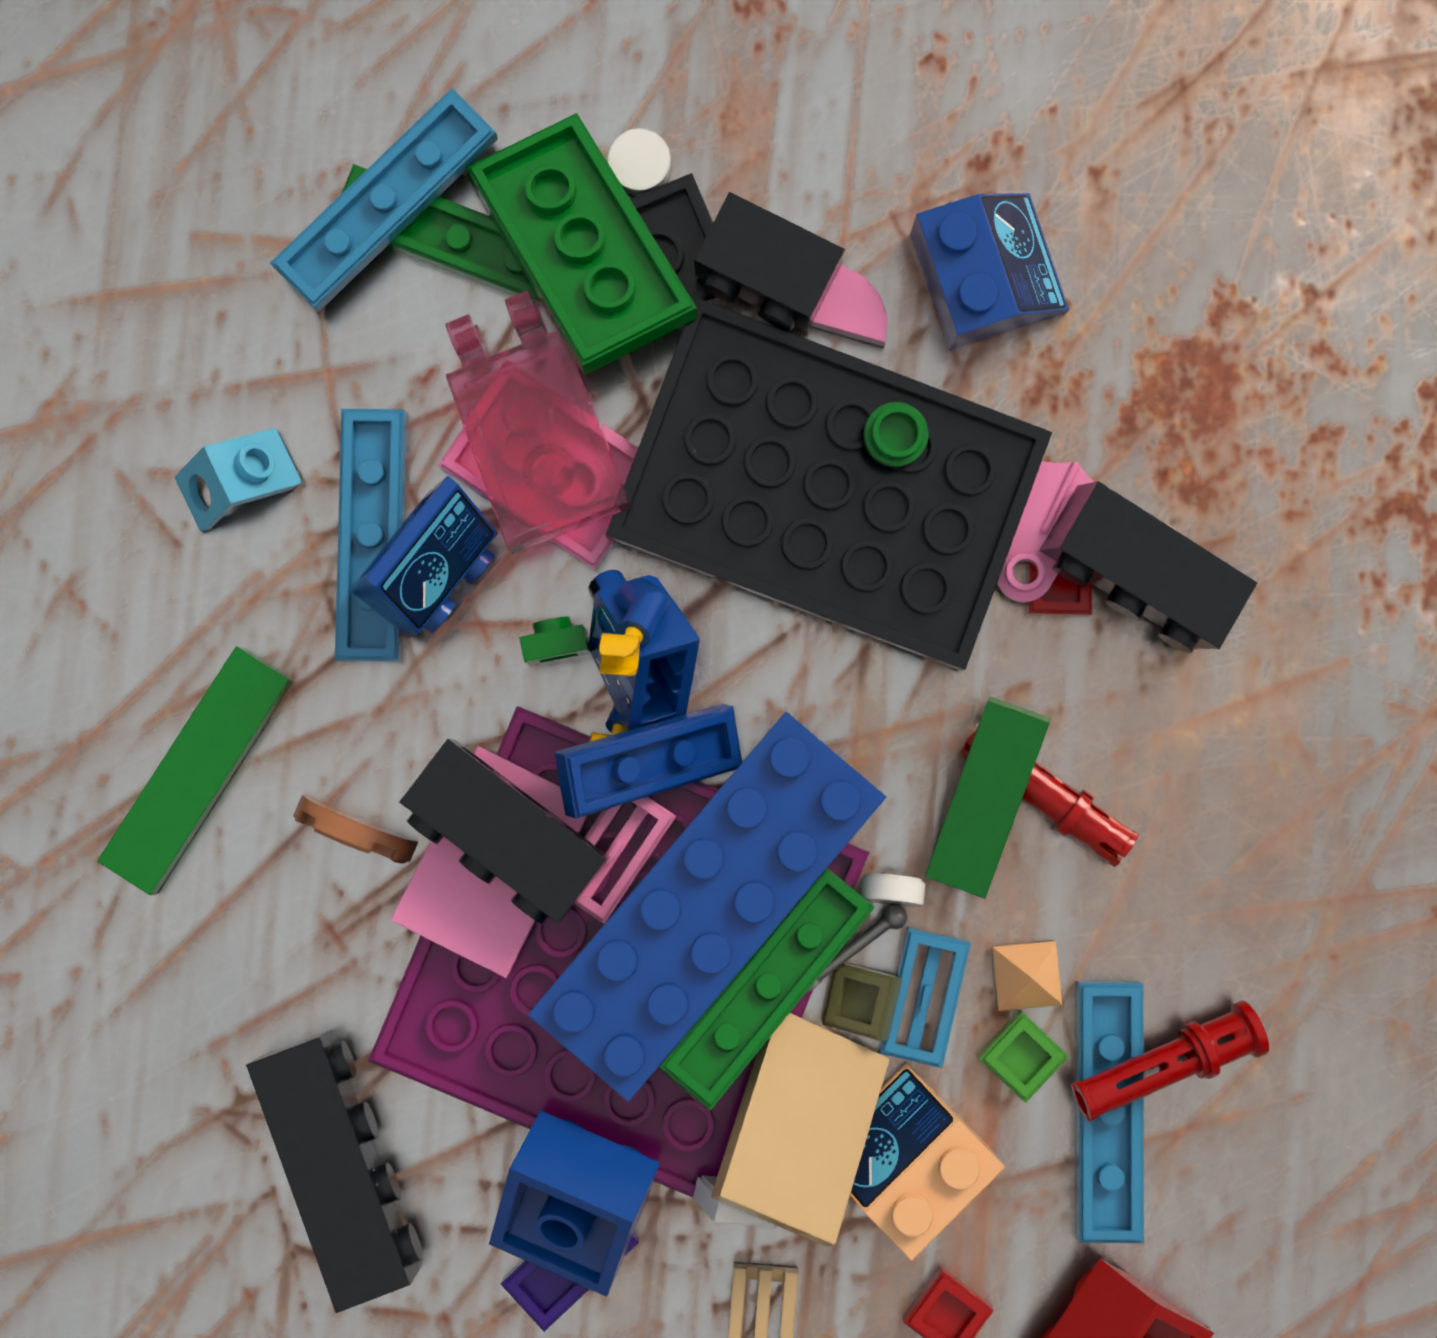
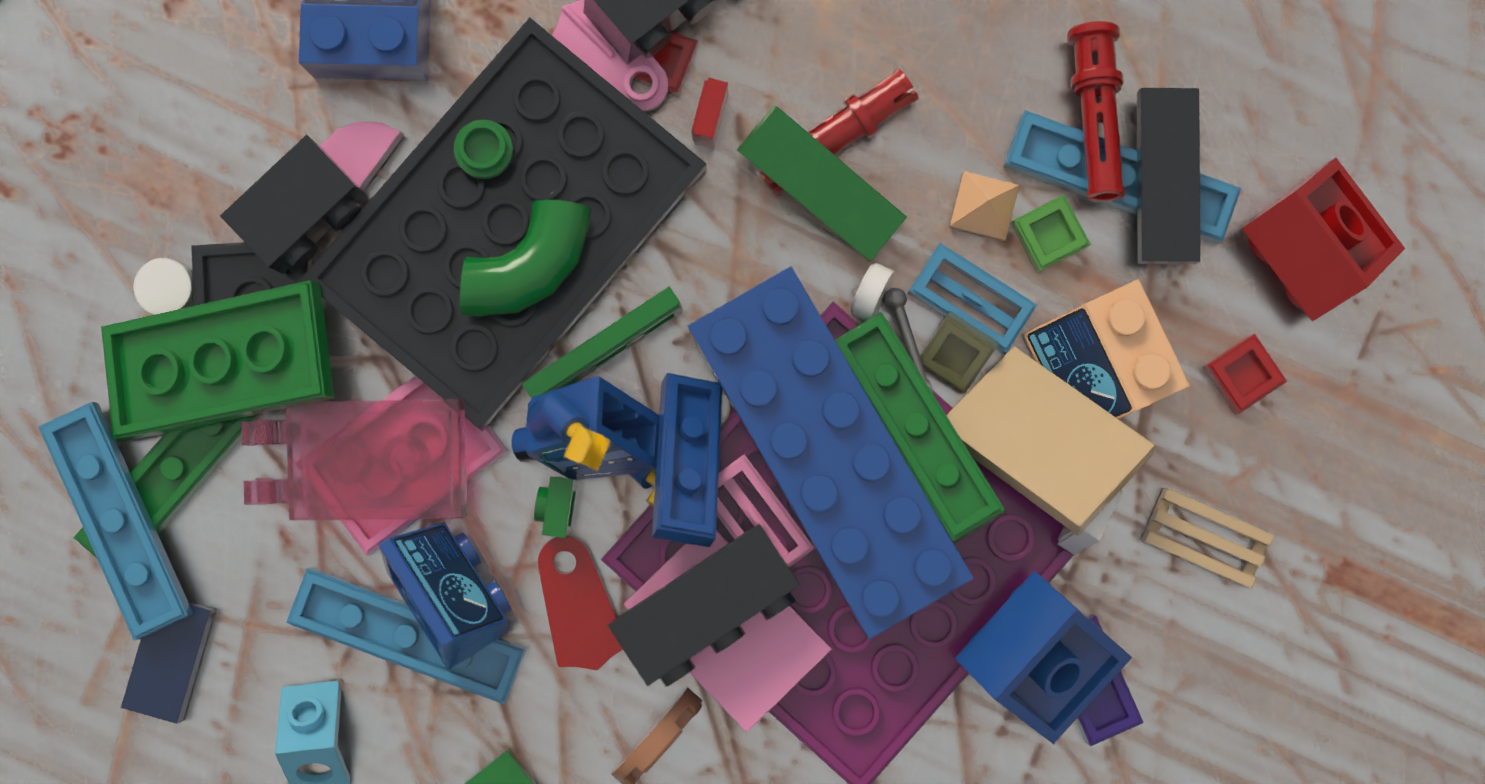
camera: 75 degrees left, 0 degrees up
(256, 306) = (168, 667): none -> dark blue tile
(460, 698) = (577, 607): none -> red piece
(738, 631) = (606, 344): none -> green tile
(789, 529) = (533, 267): none -> green cylinder
(1020, 654) = (709, 113): none -> red tile
(1127, 1160) = (1168, 176): none -> black tile

